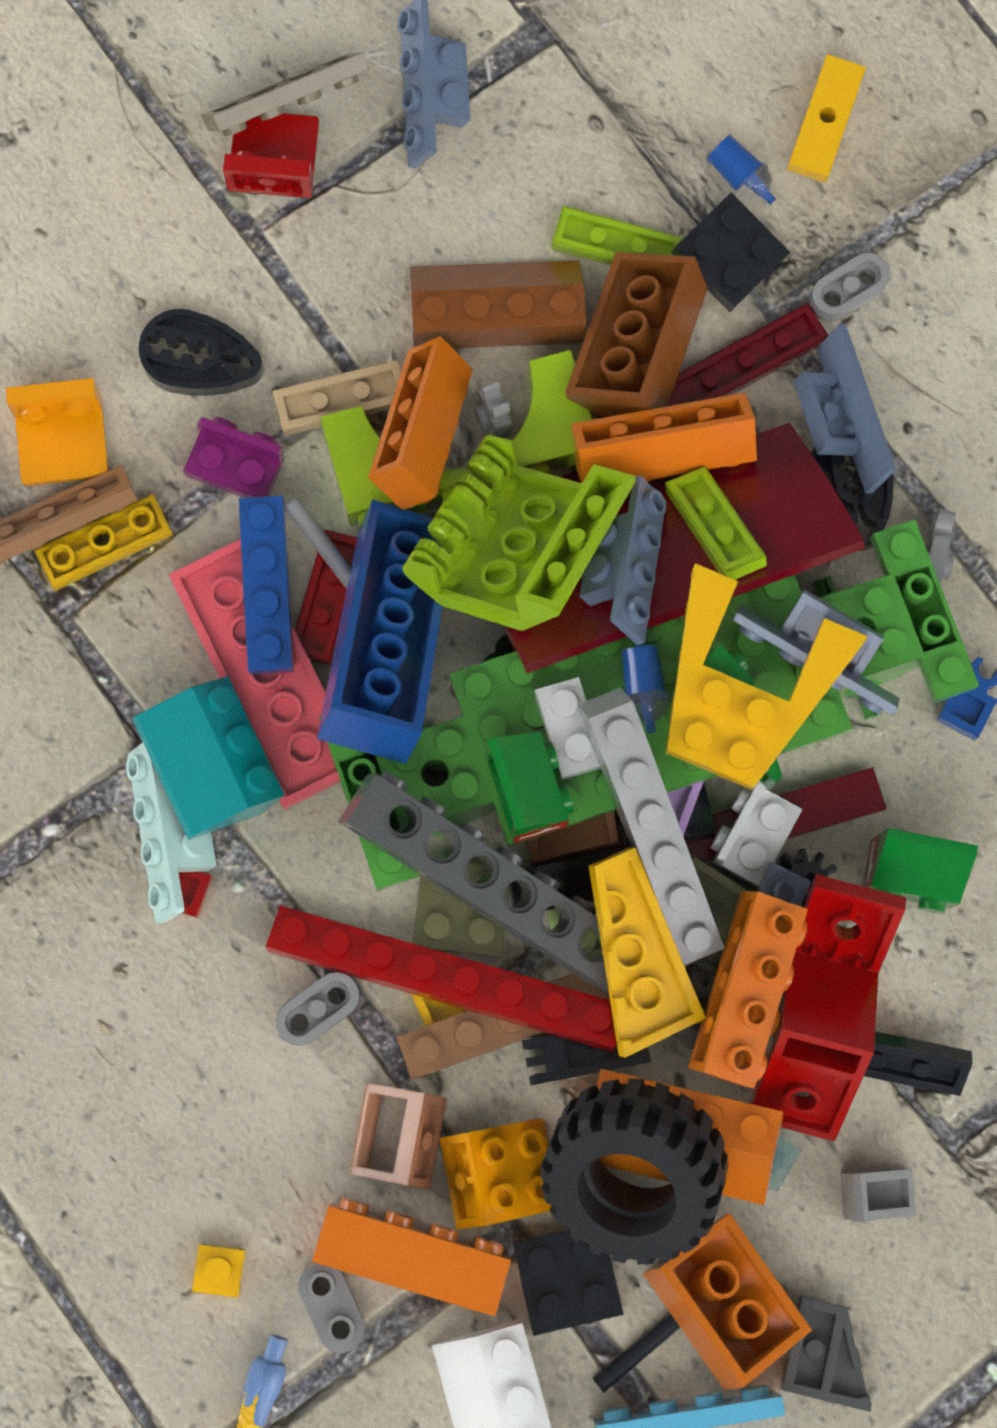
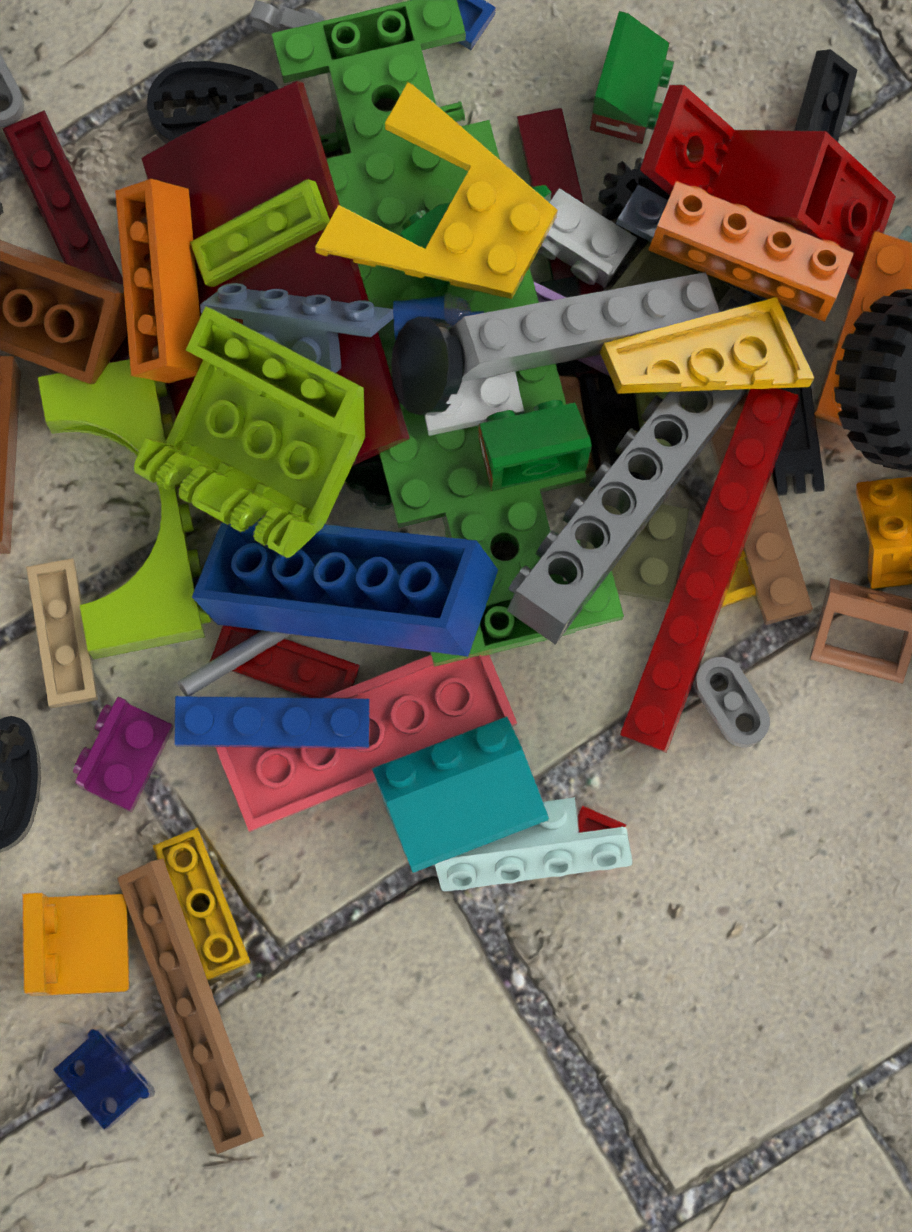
camera: 80 degrees left, 0 degrees up
(421, 424) = (111, 537): orange brick -> none
(493, 411) = (96, 467): light grey plate -> none
(591, 677) = (426, 365): none -> black tile
(797, 638) = (393, 156): sand blue bracket -> none
(843, 412) = (133, 100): sand blue bracket -> none

